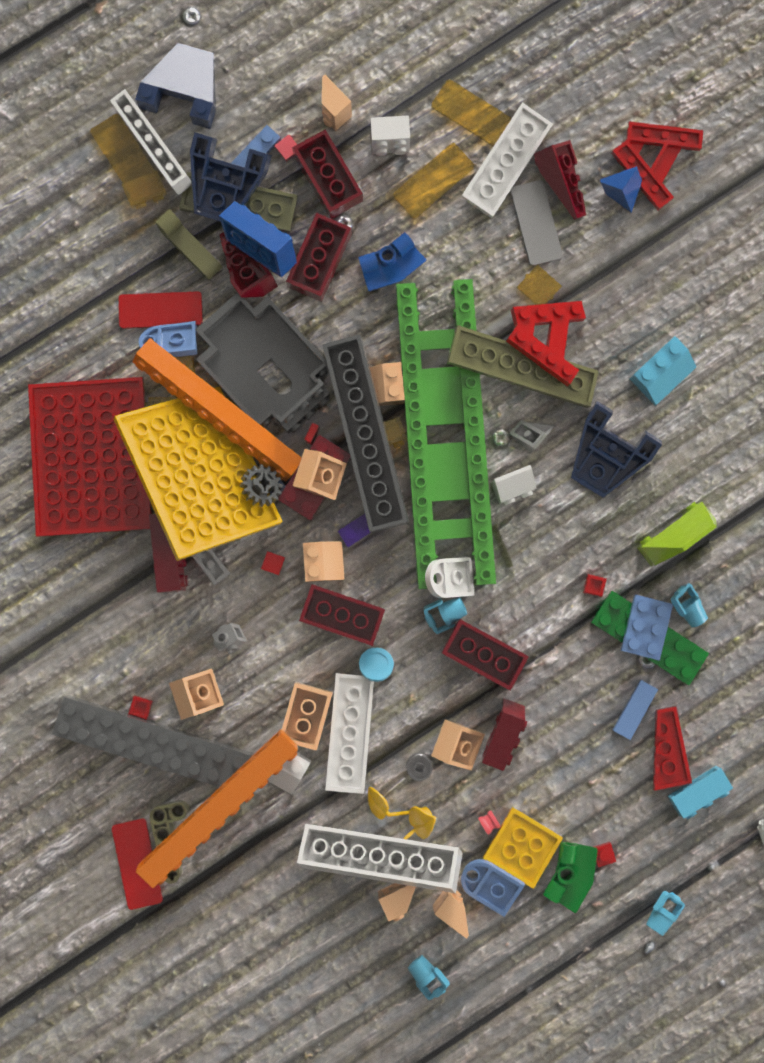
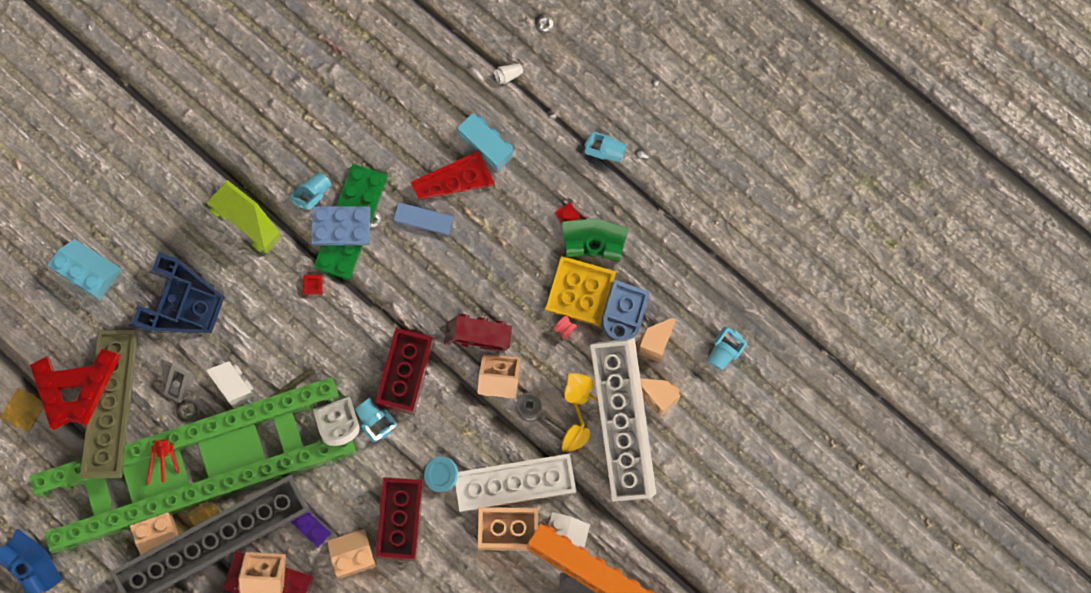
camera: 100 degrees left, 10 degrees down
(465, 406) = (161, 449): none -> red plant

